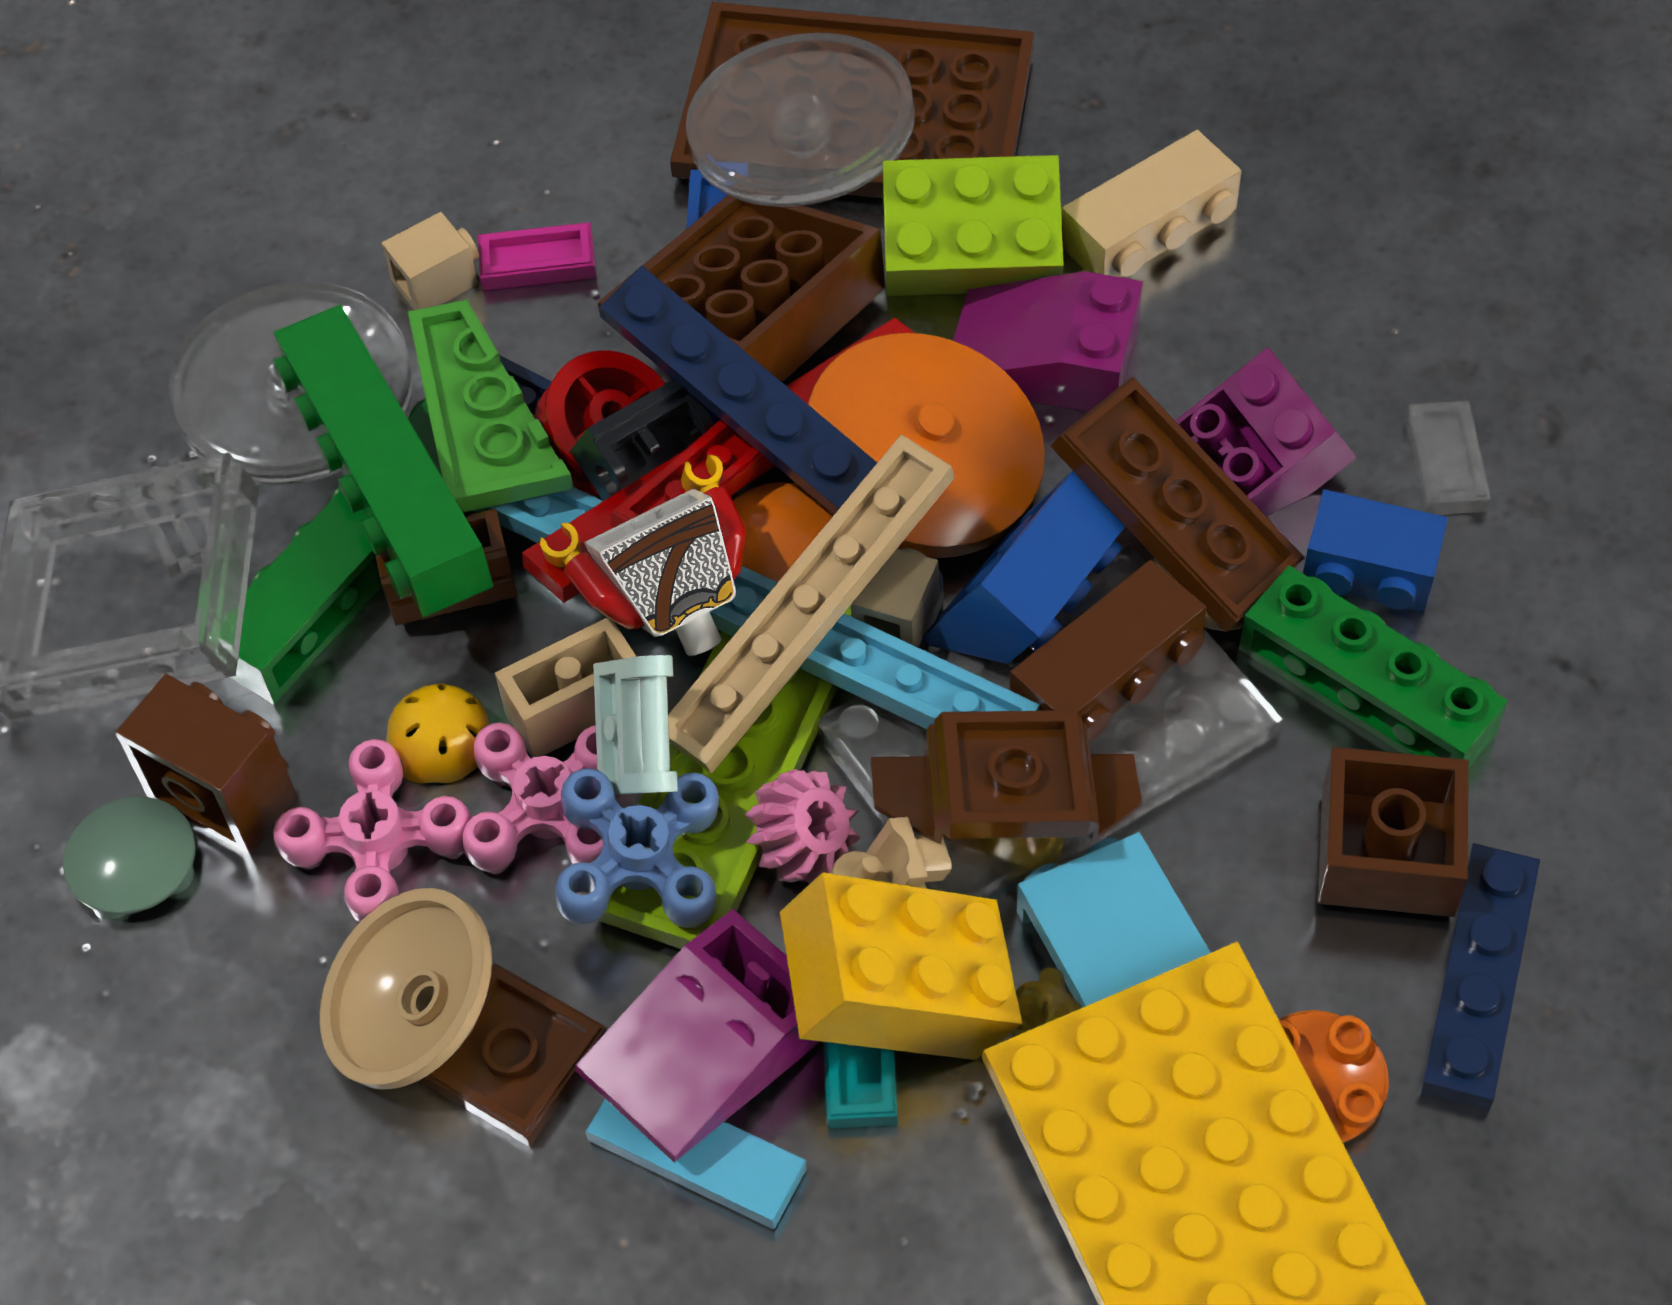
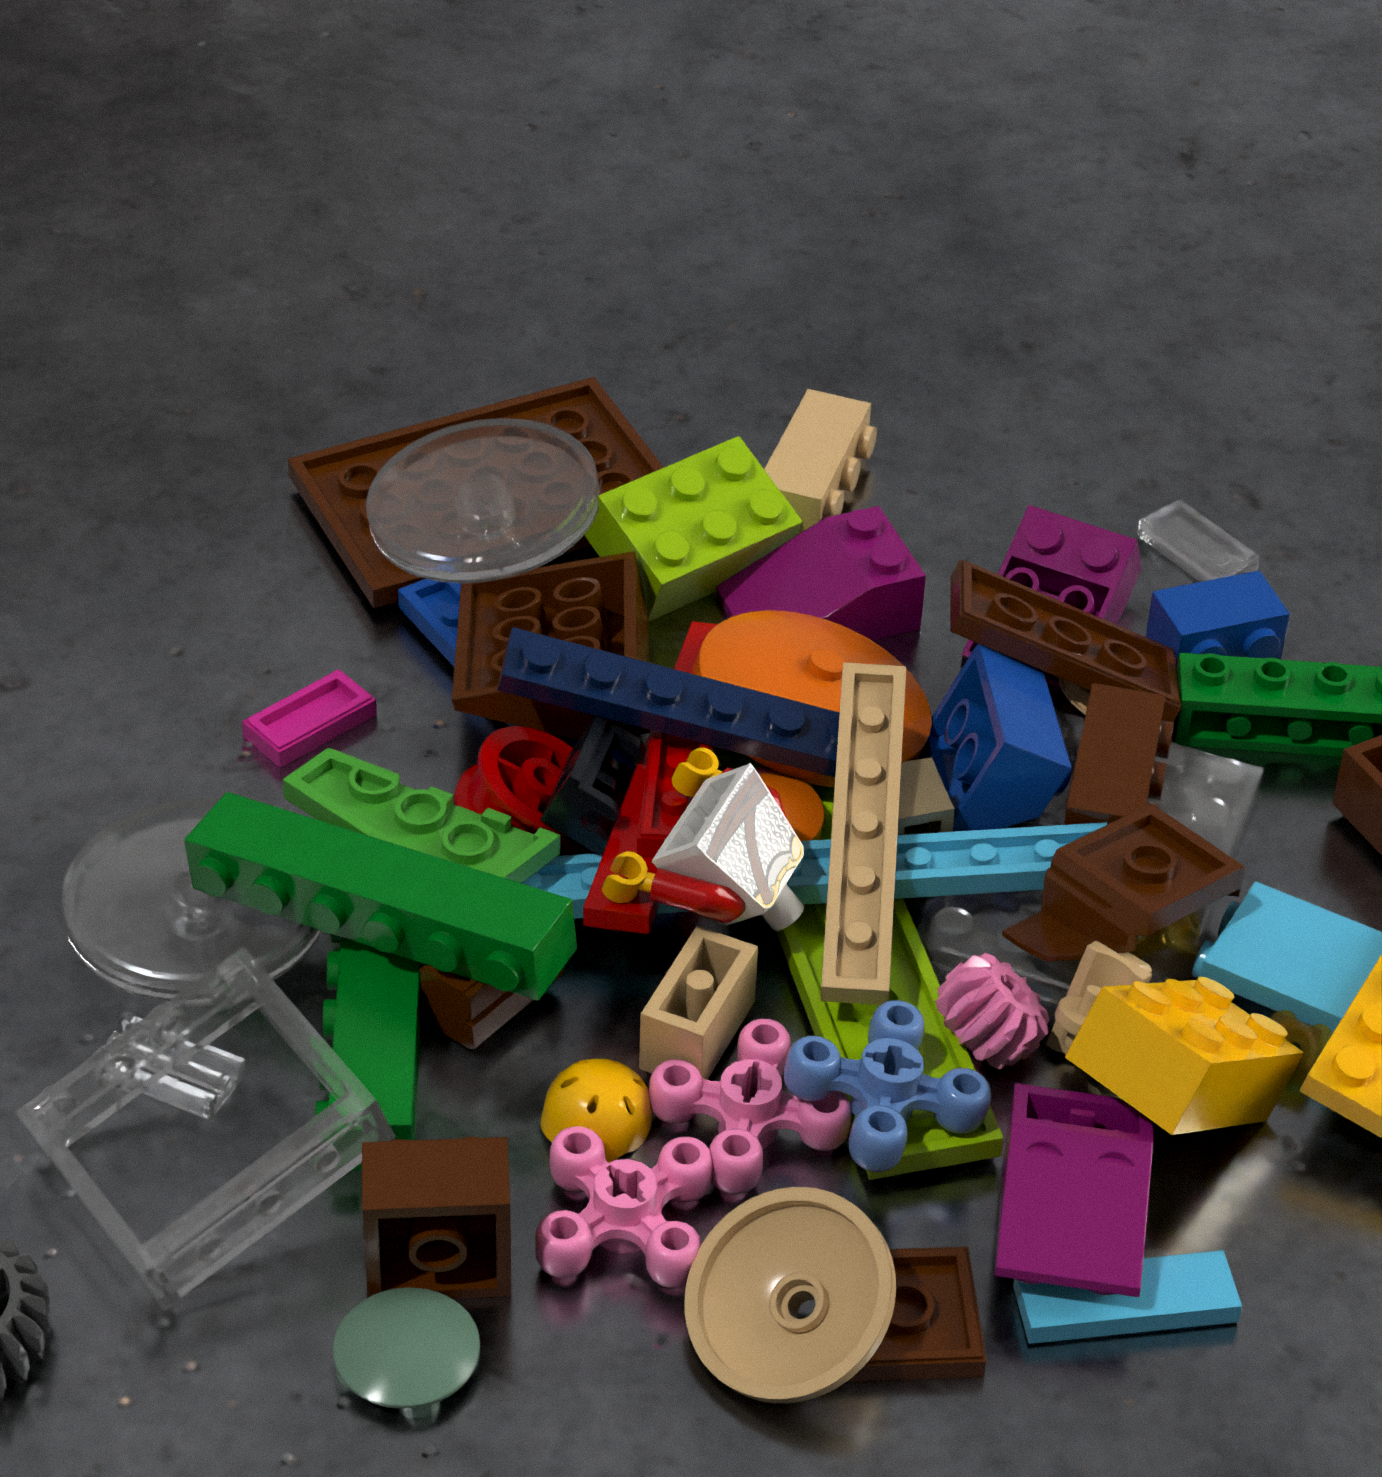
camera: 40 degrees left, 15 degrees down
(431, 262) = (224, 754): tan brick -> none
(634, 724) = (793, 992): light aqua plate -> none
(859, 1086) = (1199, 1176): teal tile -> none

